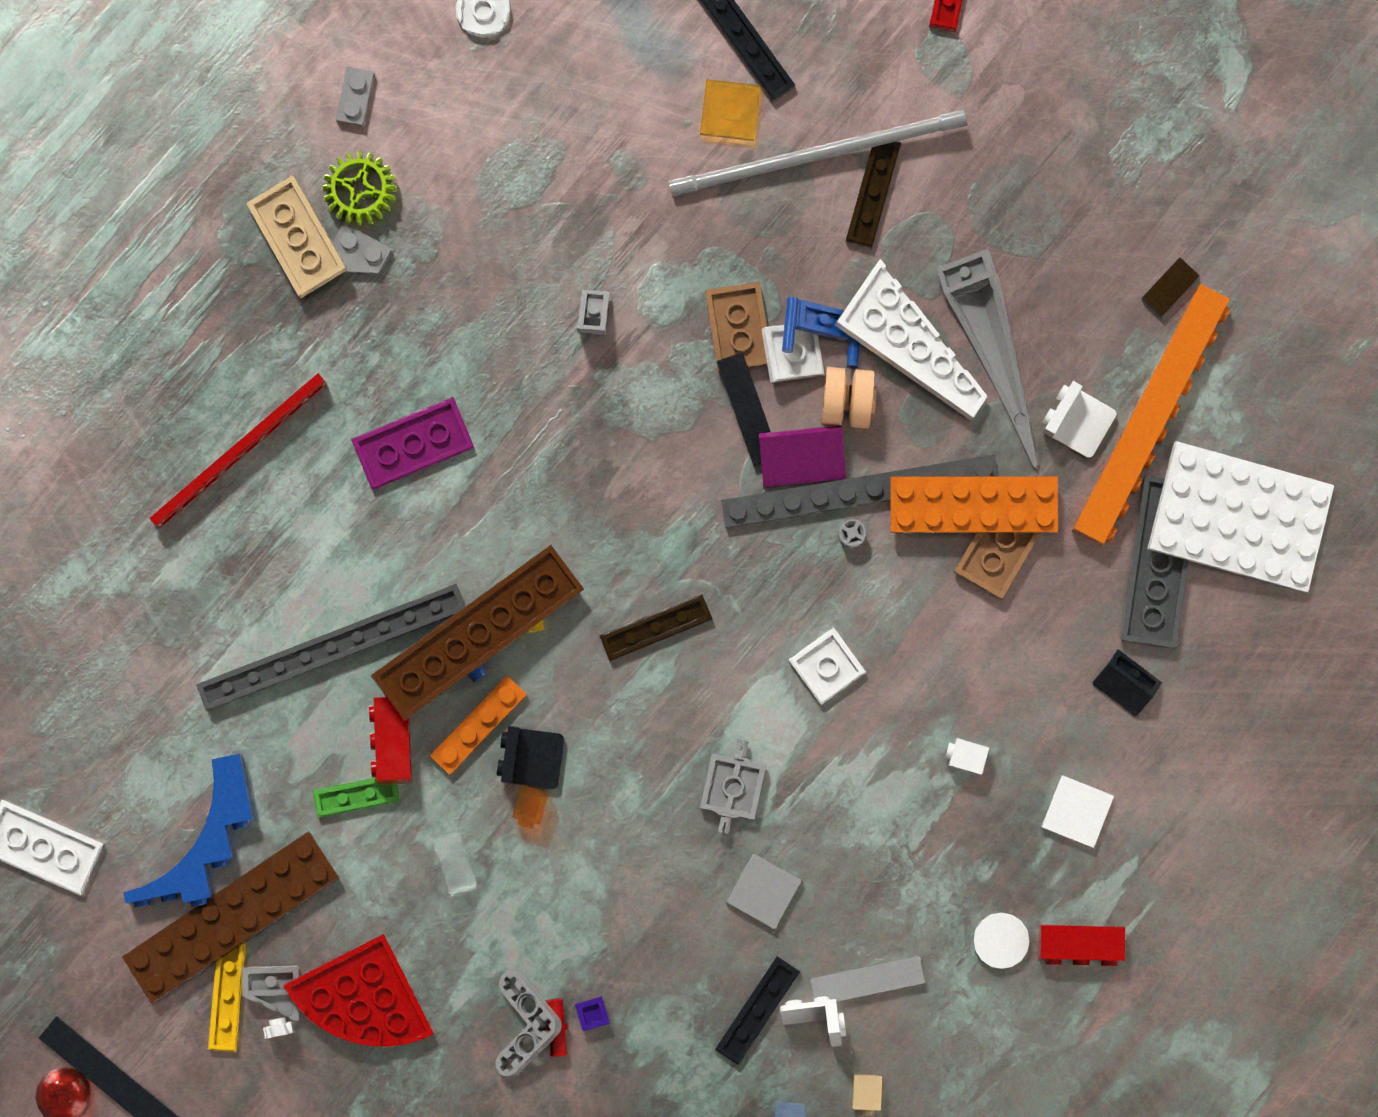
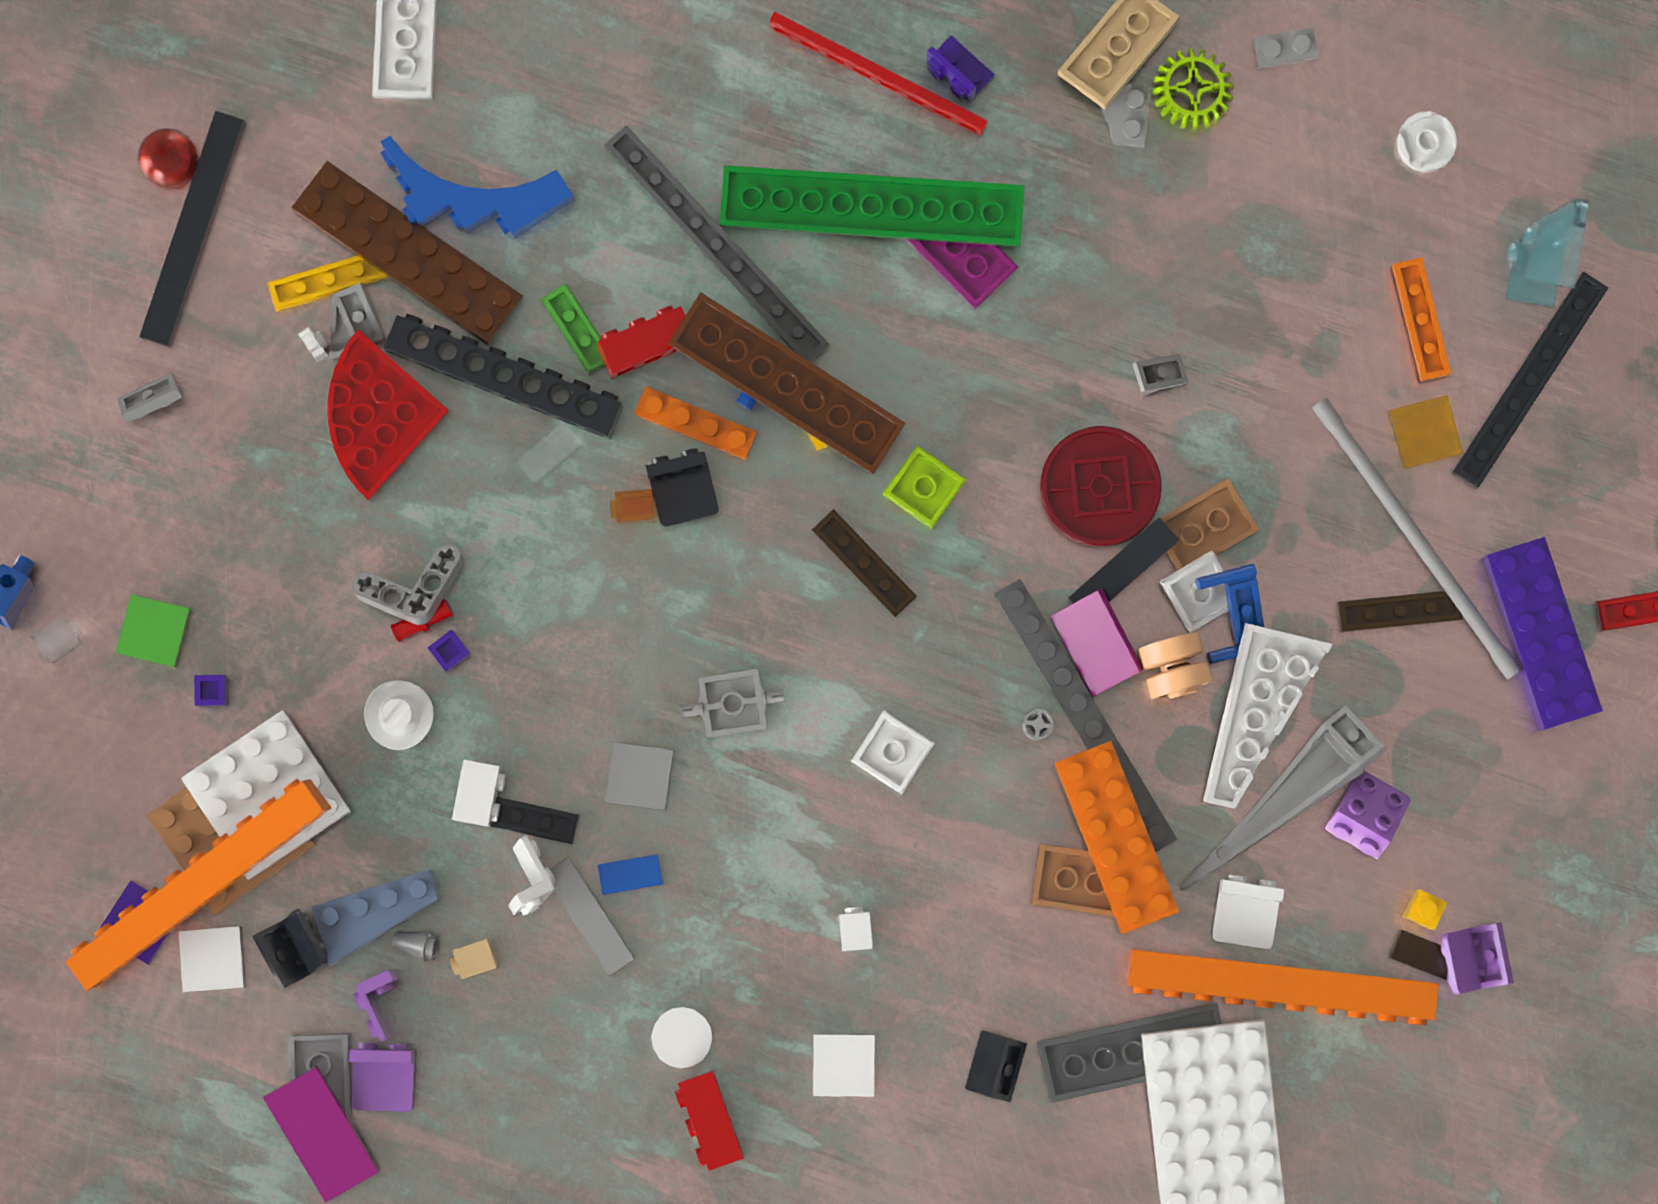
camera: 75 degrees right, 0 degrees up
(262, 379) = (959, 69): none -> dark purple bracket
(309, 953) = (401, 342): none -> black brick
(351, 500) = (872, 205): none -> green plate
(610, 550) = (924, 487): none -> lime tile
(630, 1078) = (398, 714): none -> white hat
(633, 75) = (1421, 319): none -> orange plate
(669, 401) = (1100, 486): none -> dark red plate
(727, 1035) = (478, 793): none -> white brick
(845, 931) = (630, 874): none -> blue tile
(940, 81) = (1541, 634): none -> dark purple brick
(1036, 285) = (1368, 814): none -> medium lavender bracket
(1133, 271) = (1424, 909): none -> yellow brick
(1191, 243) = (1476, 958): none -> medium lavender bracket

